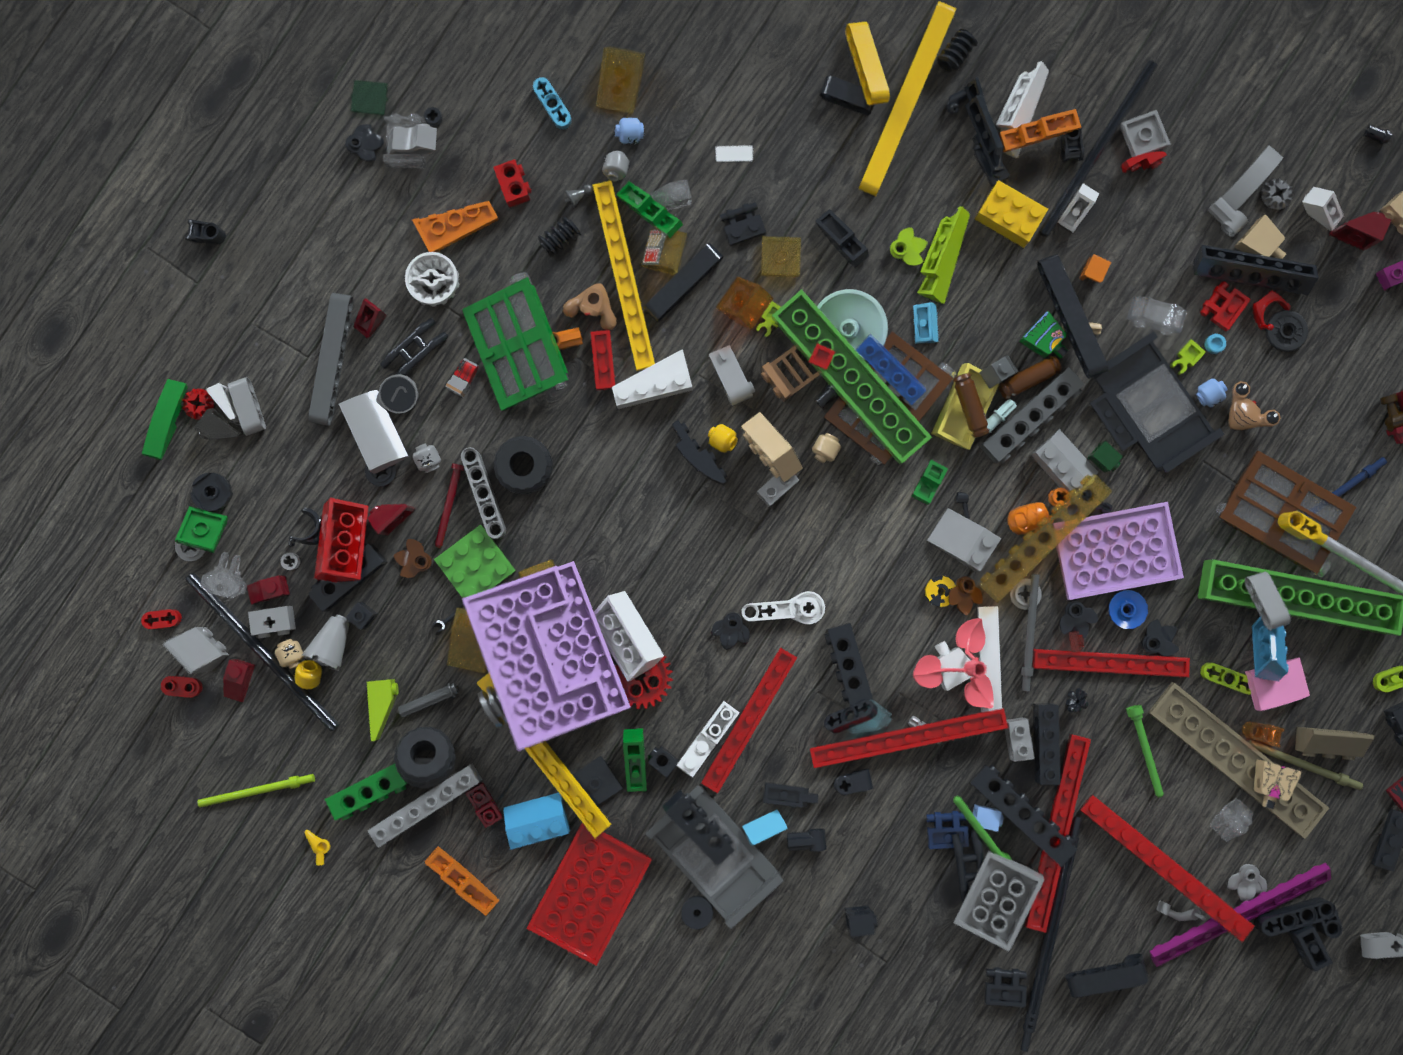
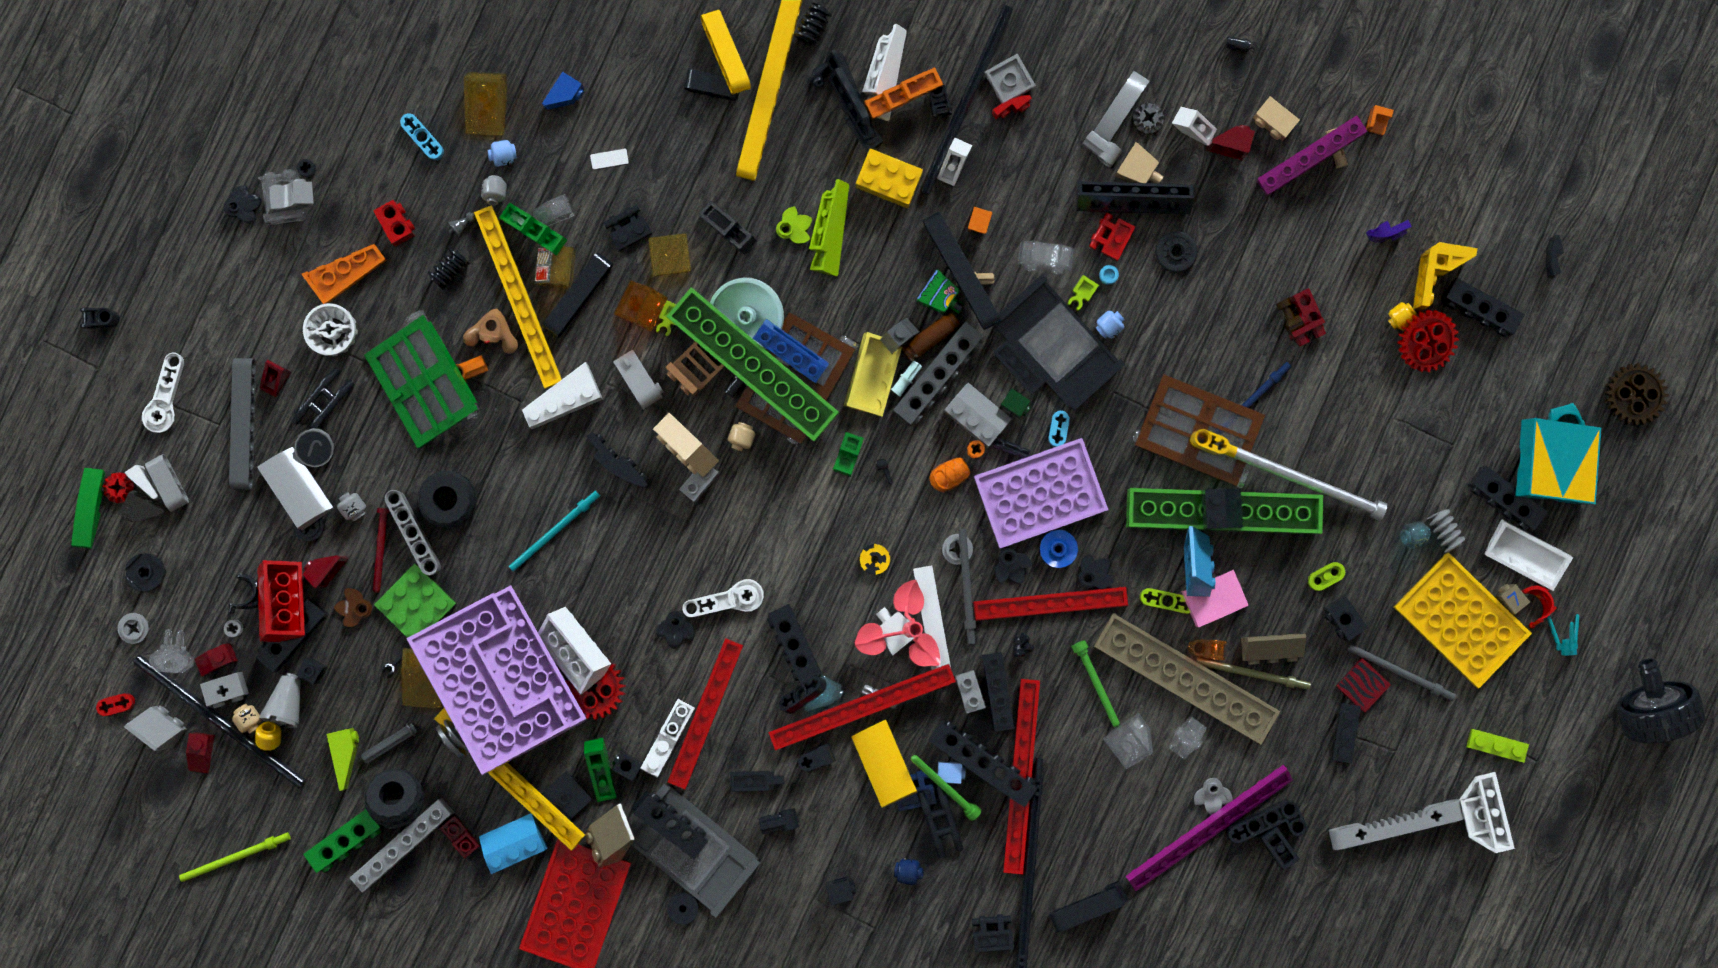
camera: 10 degrees left, 0 degrees up
(180, 686) = (144, 767): red plate -> none
(201, 529) = (141, 610): green tile -> none
(257, 321) = (163, 397): none -> white beam
(318, 845) = (304, 901): yellow animal -> none
(369, 97) = (240, 158): clear green piece -> none
(462, 377) = (374, 422): leg -> none
(462, 881) = (449, 913): orange slope -> none
(537, 568) = (482, 594): clear yellow beam -> none
(603, 359) = (510, 383): red plate -> none
(637, 831) = (610, 837): none -> dark tan slope
(657, 493) = (582, 506): none -> teal bar
(699, 80) = (564, 92): none -> blue slope
(722, 438) = (638, 442): yellow head -> none
(764, 827) = (735, 815): medium azure slope -> none
(821, 356) = (719, 350): red plate -> none
(922, 799) = (884, 764): none -> yellow slope
(925, 323) = (822, 298): medium azure slope -> none
(930, 911) = (908, 871): none -> dark blue head
(964, 540) = (888, 505): light grey slope -> none
(965, 596) = (898, 562): reddish brown plate -> none
(971, 405) = (875, 373): reddish brown axle -> none
(999, 900) = (971, 849): light grey slope -> none
(1076, 641) = (1011, 587): clear red plate -> none
(1099, 492) = (928, 550): clear yellow brick -> none
(1148, 490) = (1054, 427): none -> medium azure beam
(1167, 868) = (1130, 793): red plate -> none
(1173, 814) = (1130, 741): none -> clear slope
(1192, 914) = (1163, 835): light grey piece -> none
(1245, 413) = (1146, 339): medium nougat head -> none
(1260, 306) = (1146, 231): red helmet -> none
(1267, 600) = (1184, 520): light grey beam -> none
(1274, 782) = (1221, 694): tan torso -> none
(1303, 594) = (1222, 508): none -> black slope

